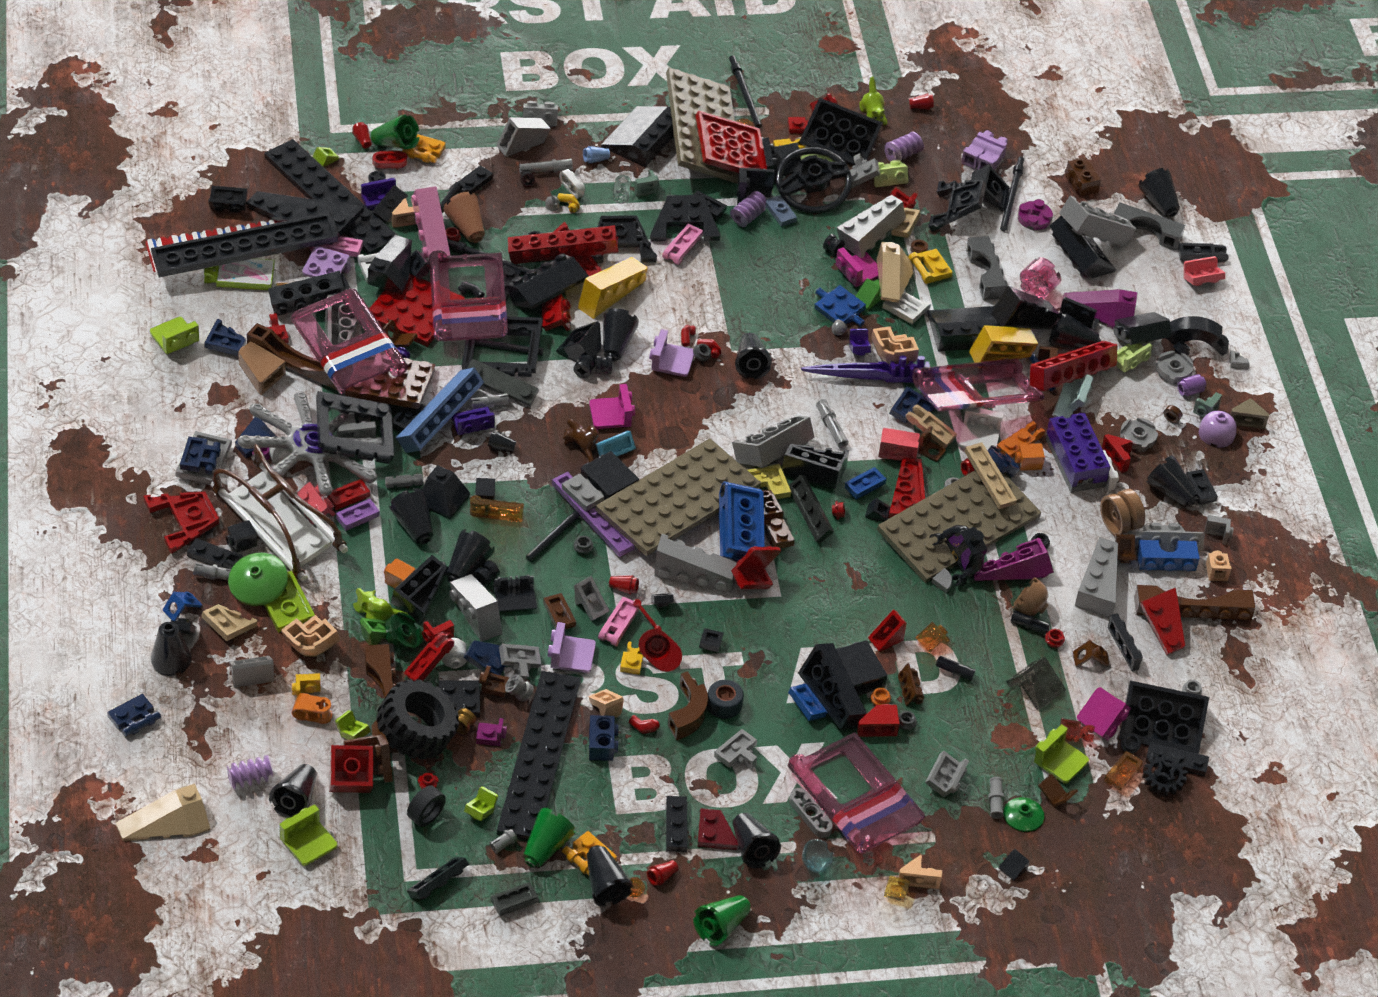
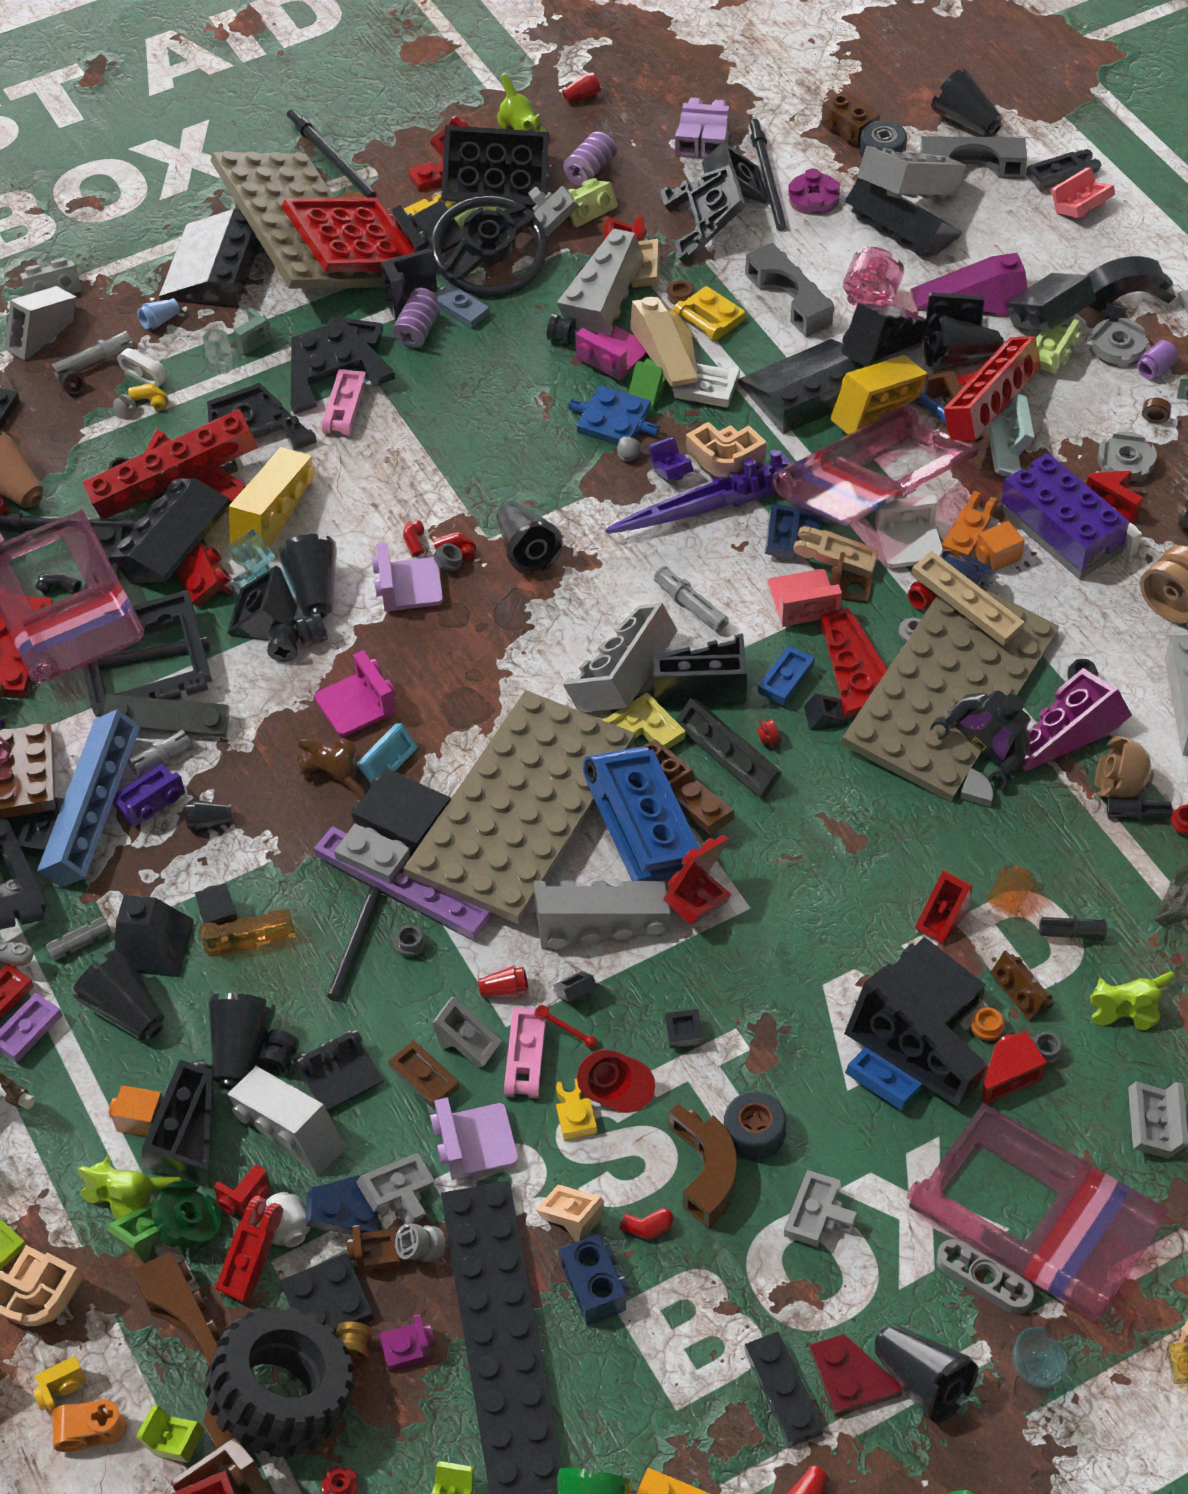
camera: 15 degrees left, 5 degrees up
(587, 310) = (252, 554): none -> clear light blue bracket
(969, 714) = (1133, 1000): none -> lime animal
(1096, 196) = (883, 135): none -> black wheel

